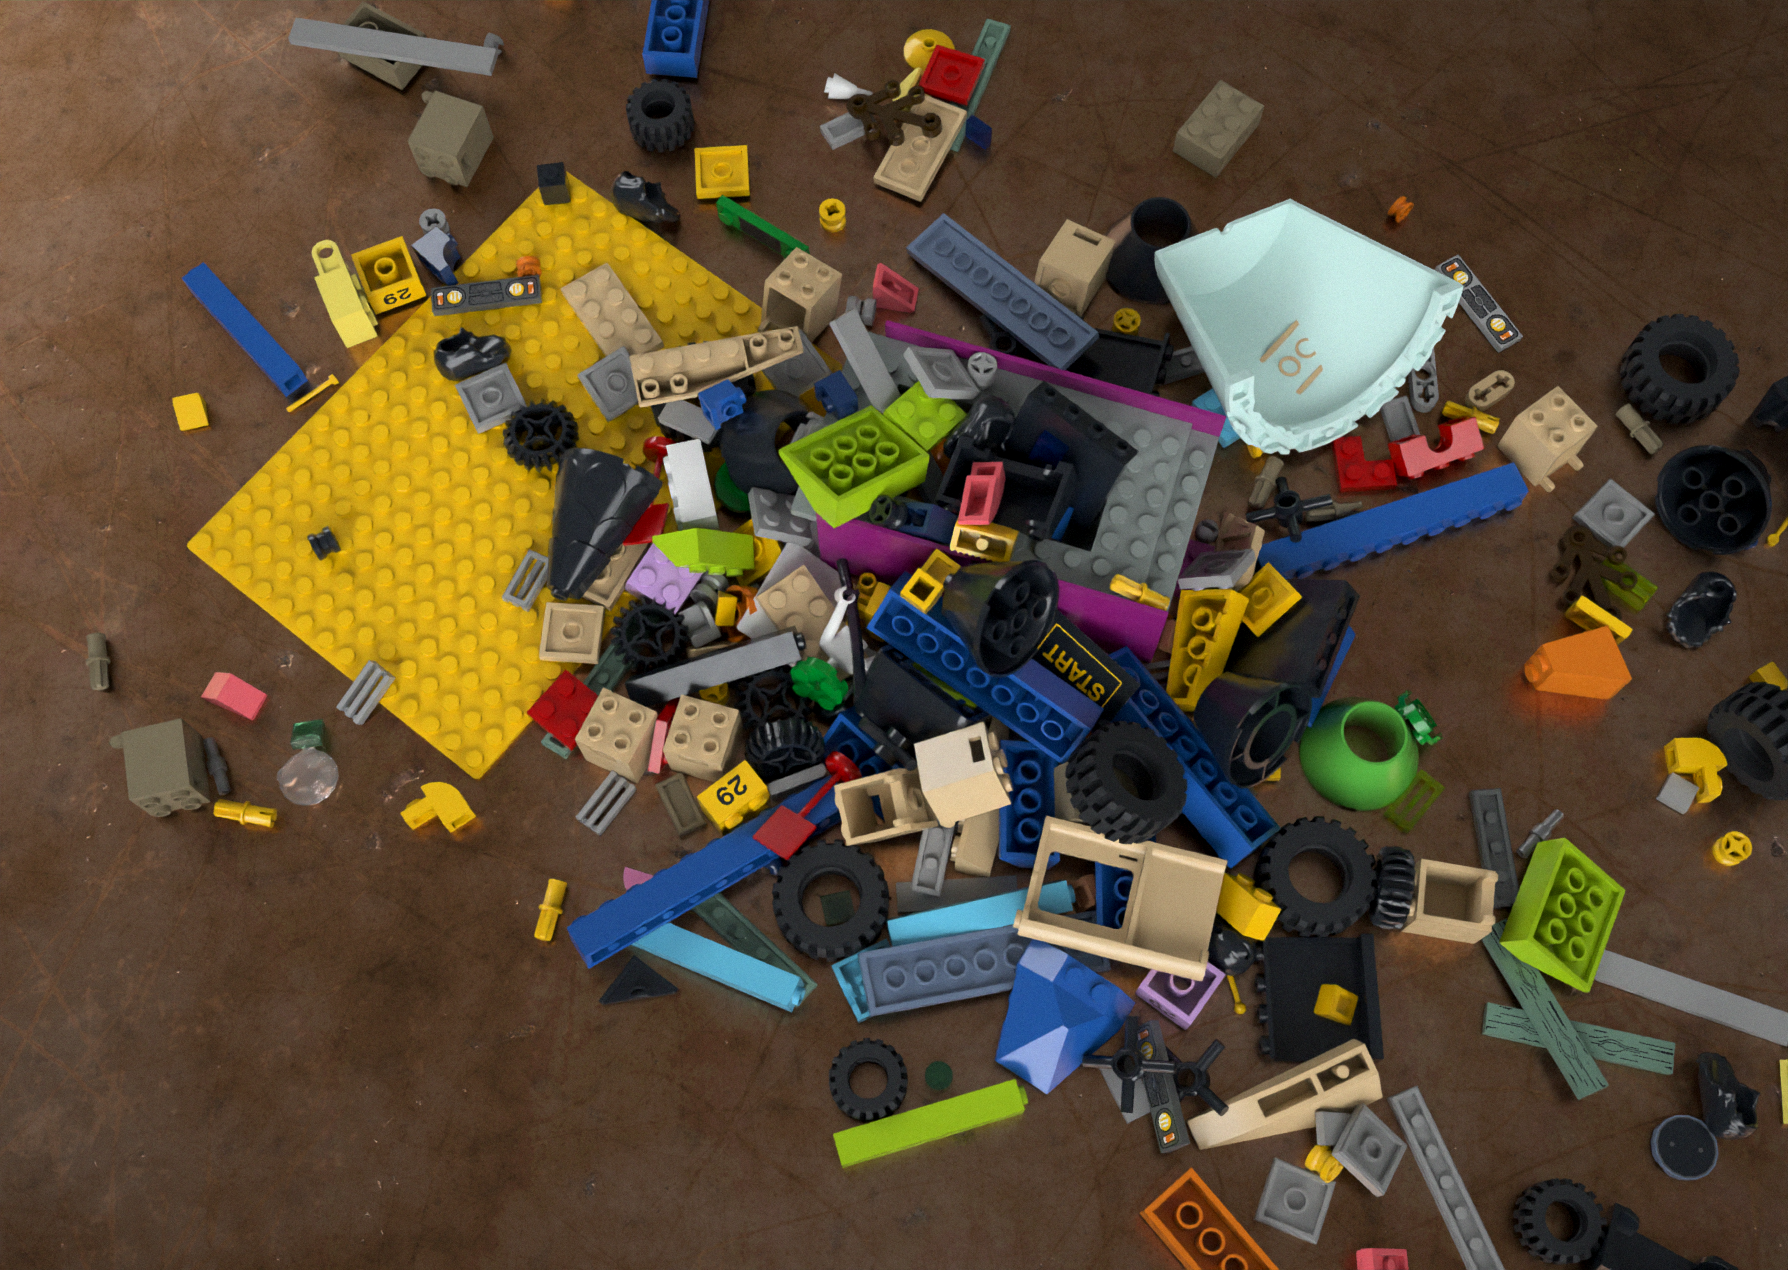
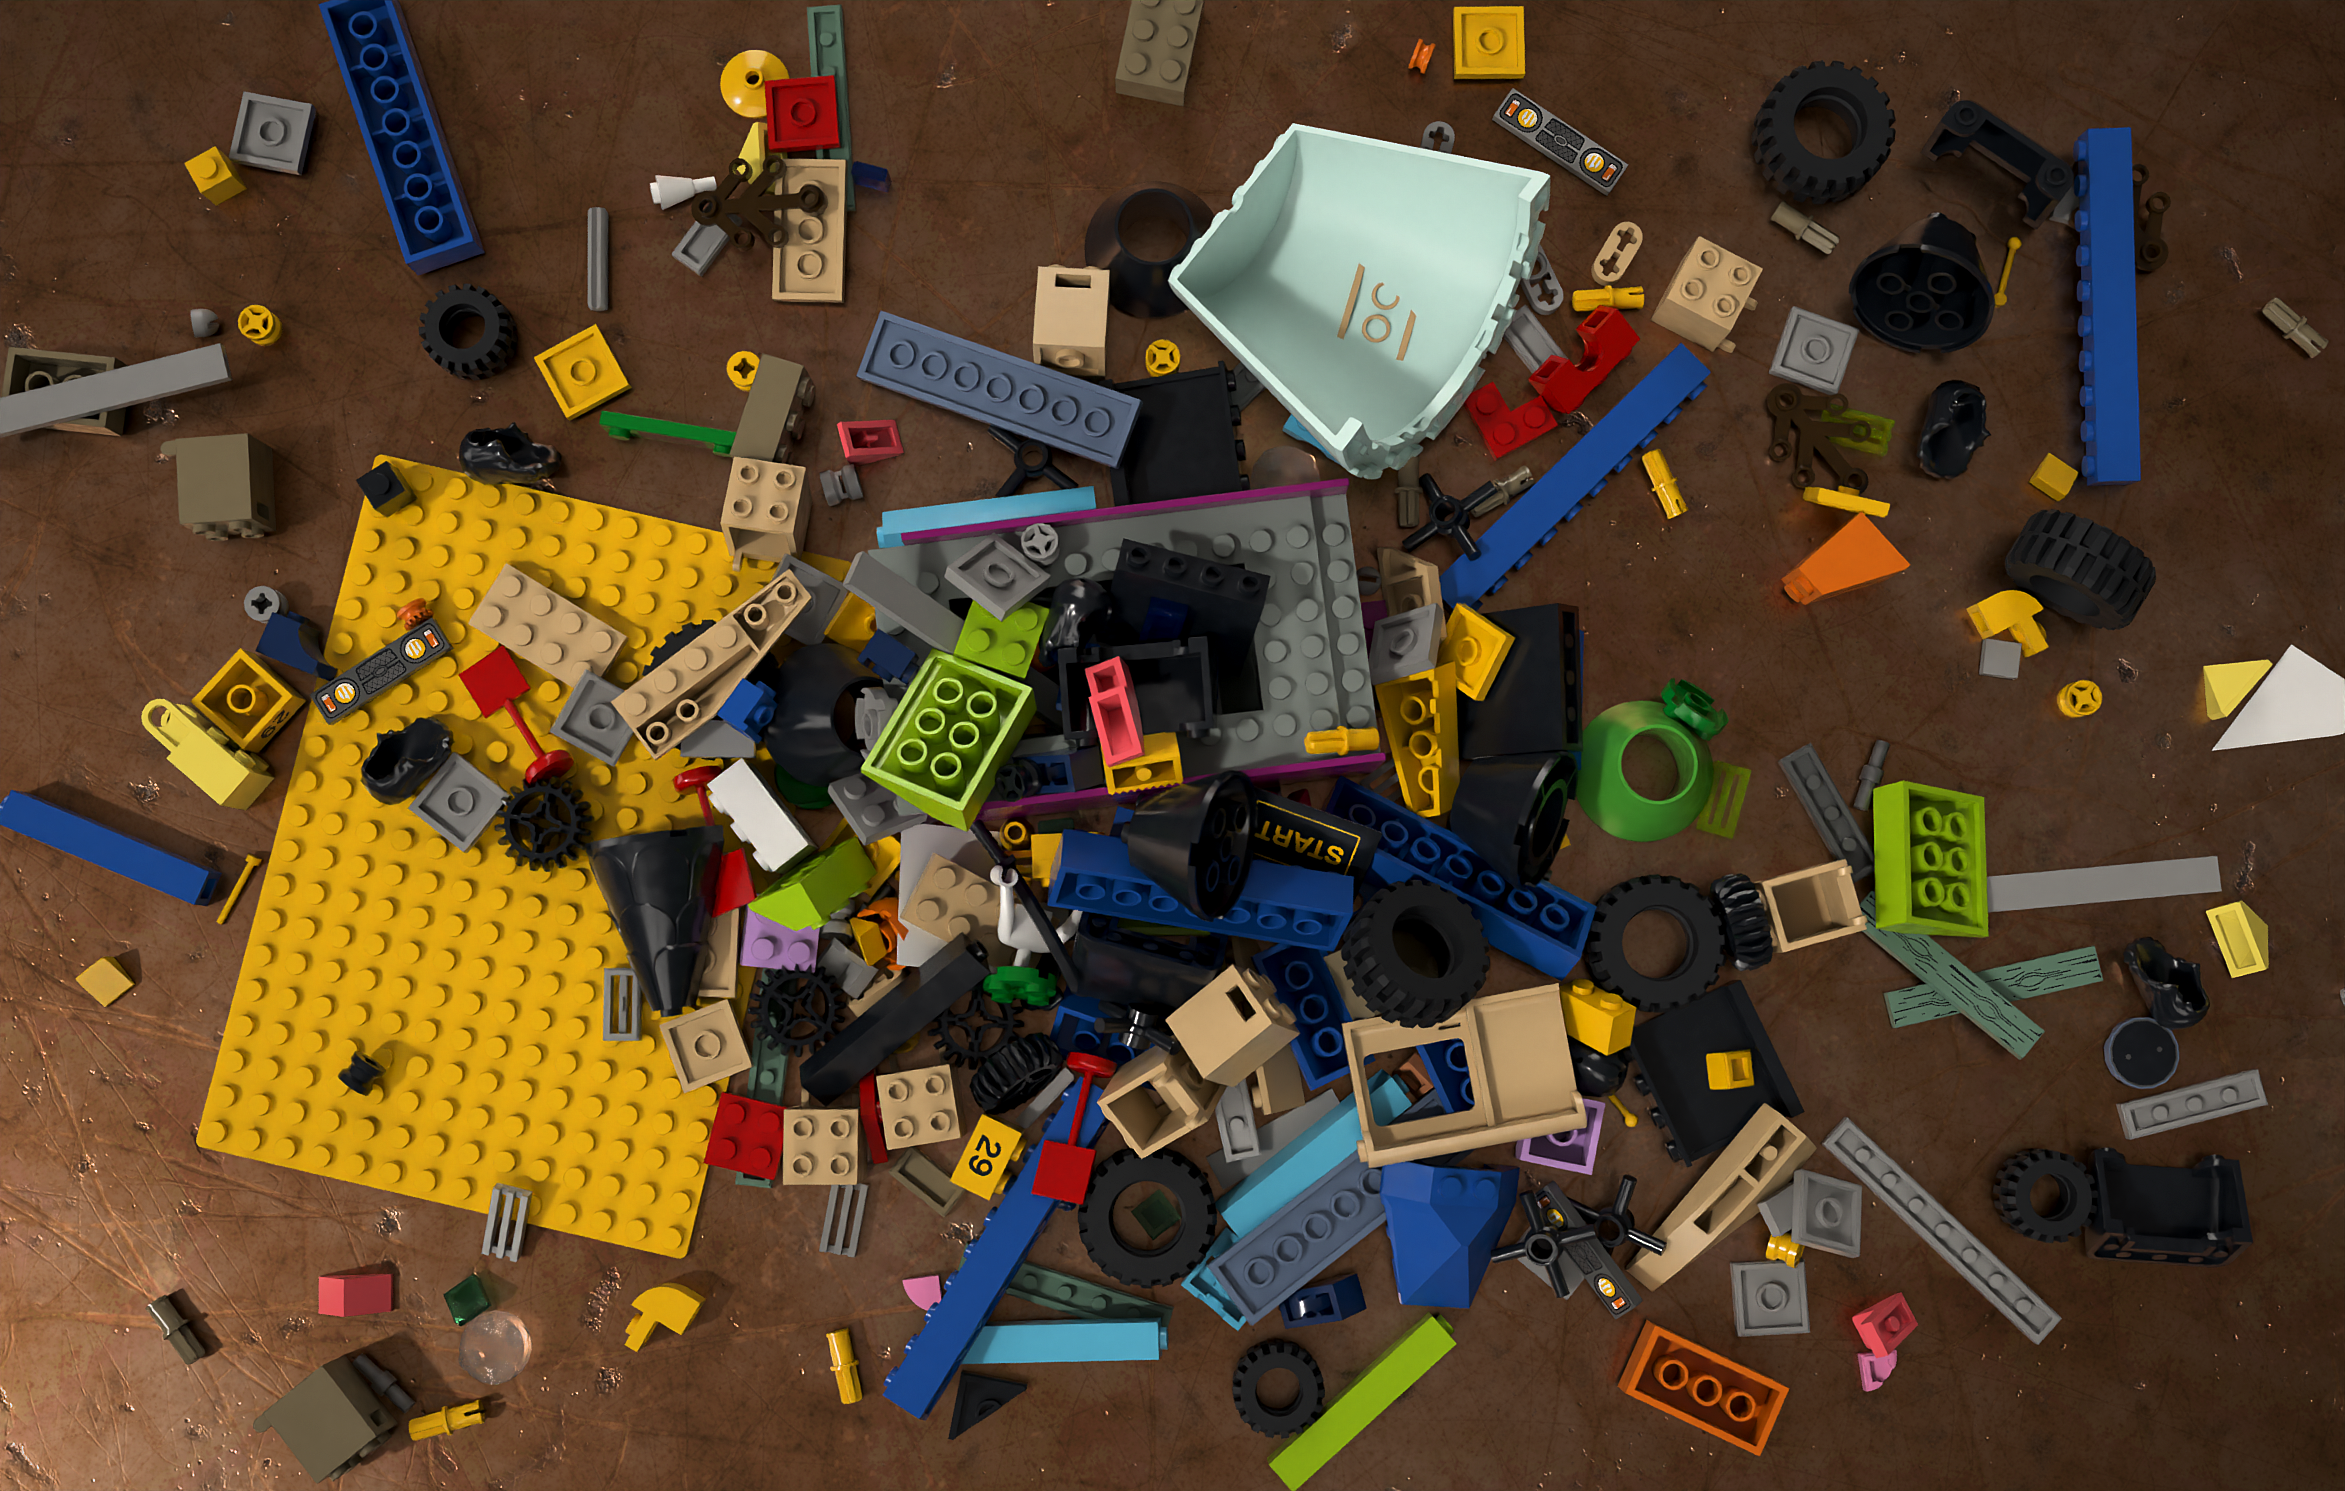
camera: 30 degrees left, 15 degrees up
(523, 55) = (253, 319): none -> yellow wheel
(560, 335) = (495, 684): none -> red piece
(769, 110) = (597, 259): none -> light grey axle
(842, 236) = (774, 411): none -> dark tan brick
(927, 583) = (1101, 842): yellow brick -> none
(934, 1030) = (1323, 1302): none -> dark blue arch
(938, 1077) = (1349, 1349): clear green piece -> none
(1453, 219) = (1489, 42): none -> yellow plate
(1461, 557) = (1664, 483): none -> yellow axle
(1713, 1209) = (2191, 1104): none -> light grey tile

